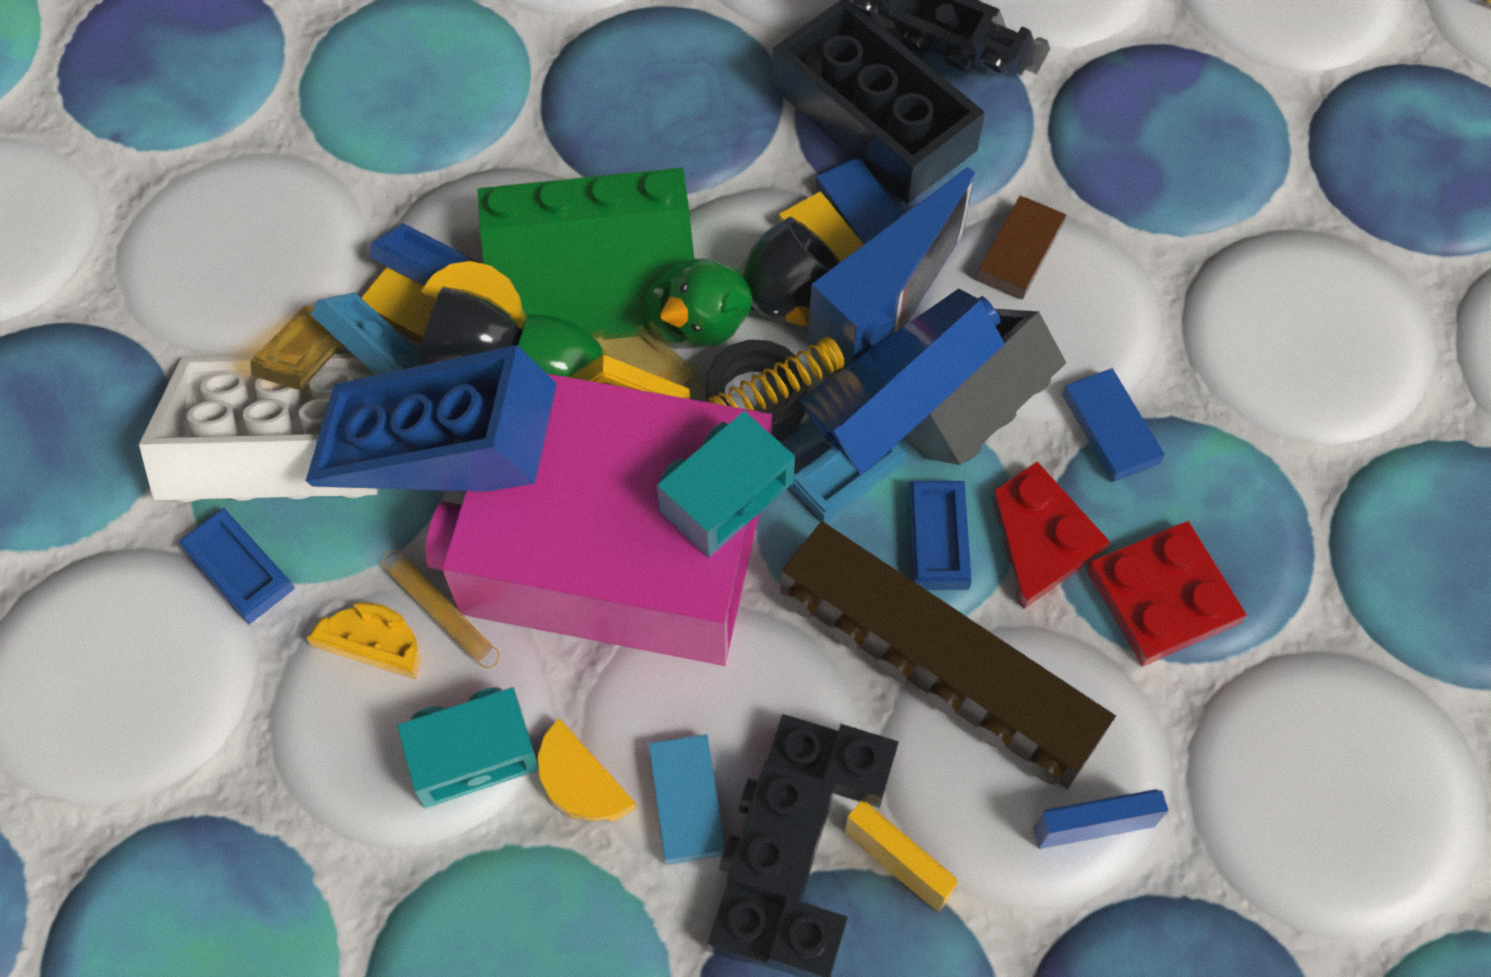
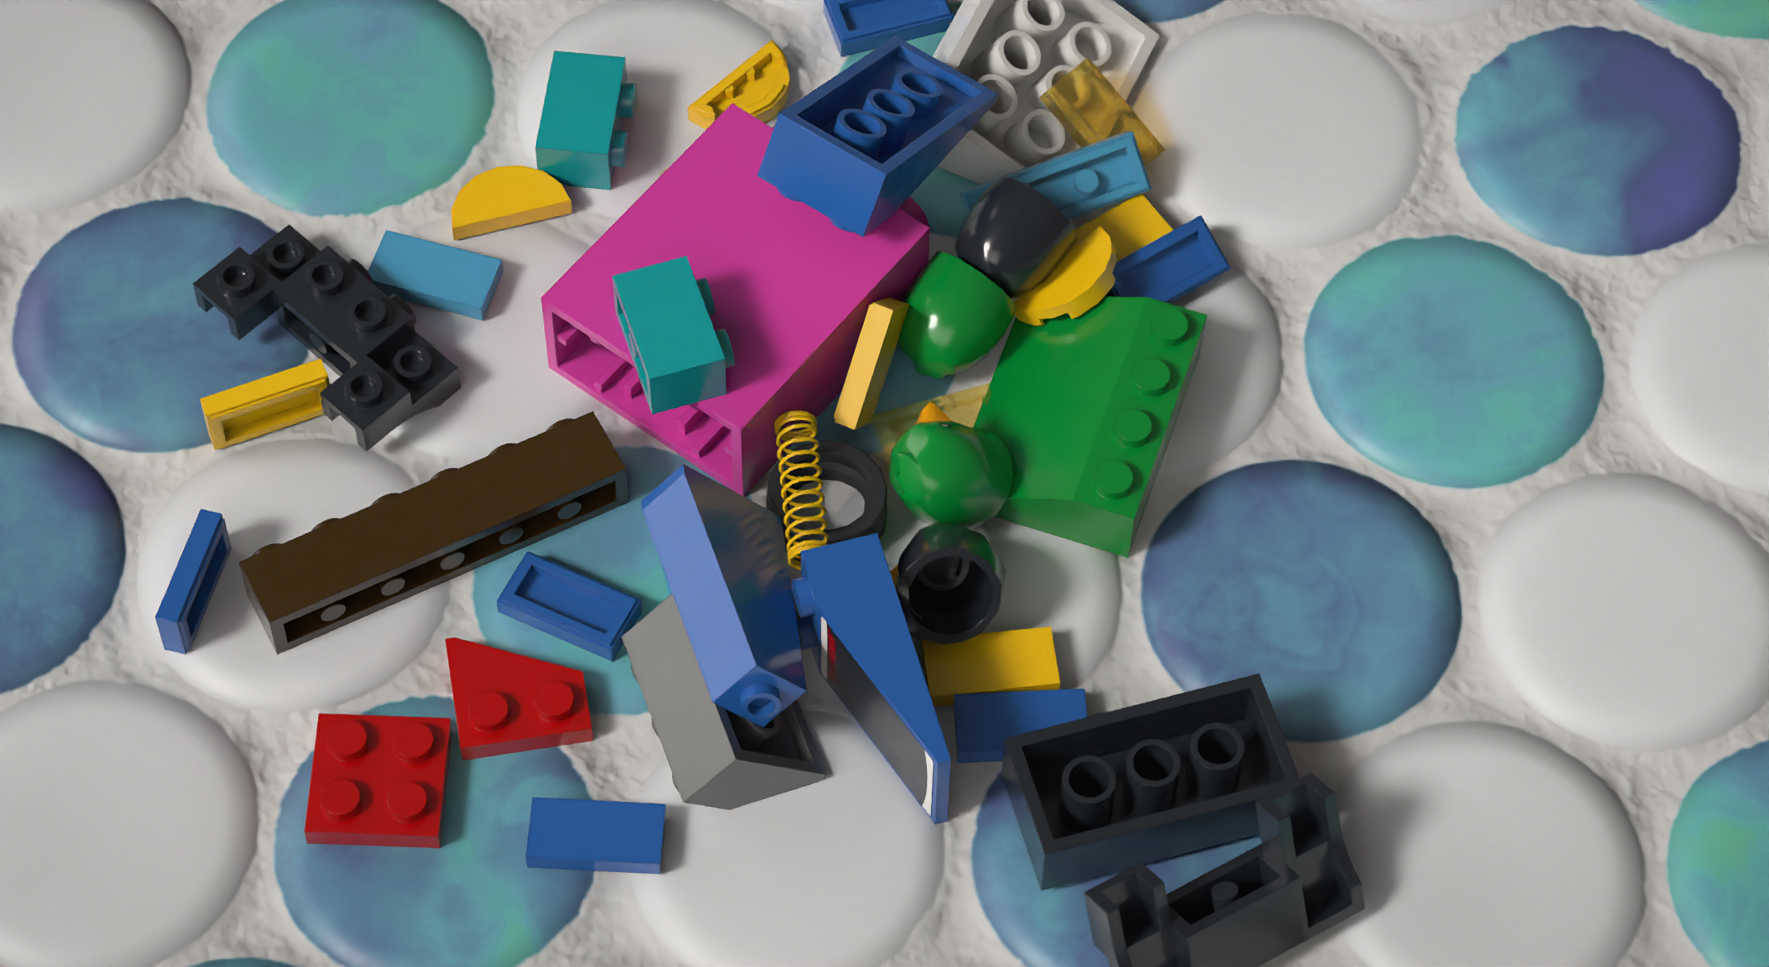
camera: 115 degrees right, 5 degrees down
(1021, 247) = (877, 865): reddish brown tile -> none

